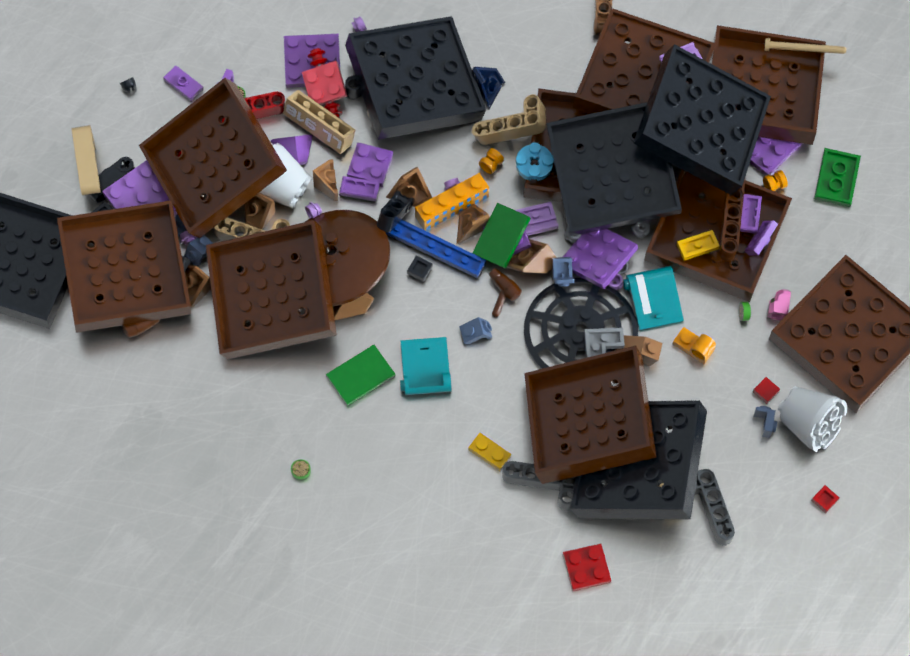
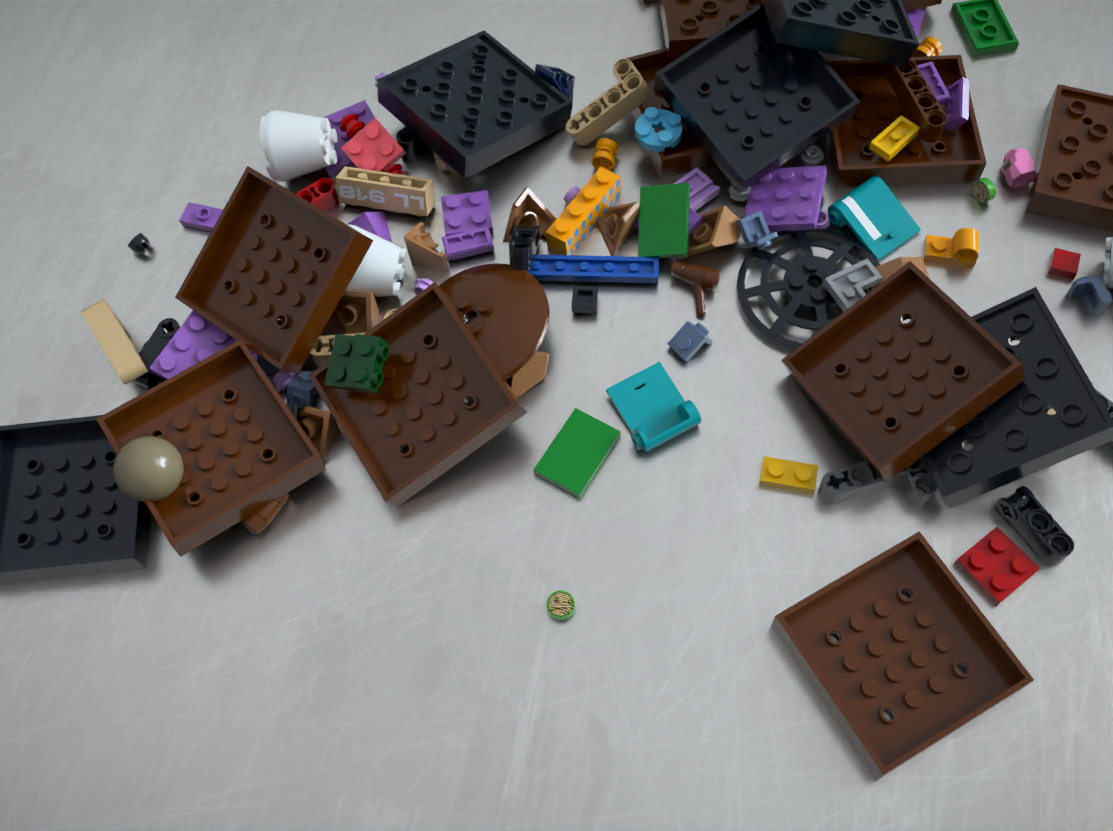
camera: 15 degrees left, 5 degrees down
(78, 267) = (148, 469): none -> dark tan piece
(240, 253) = (357, 363): none -> dark green plate
(270, 57) = (296, 144): none -> white cone
(491, 589) = (899, 654): none -> reddish brown container
(624, 541) = (1030, 510): none -> black piece

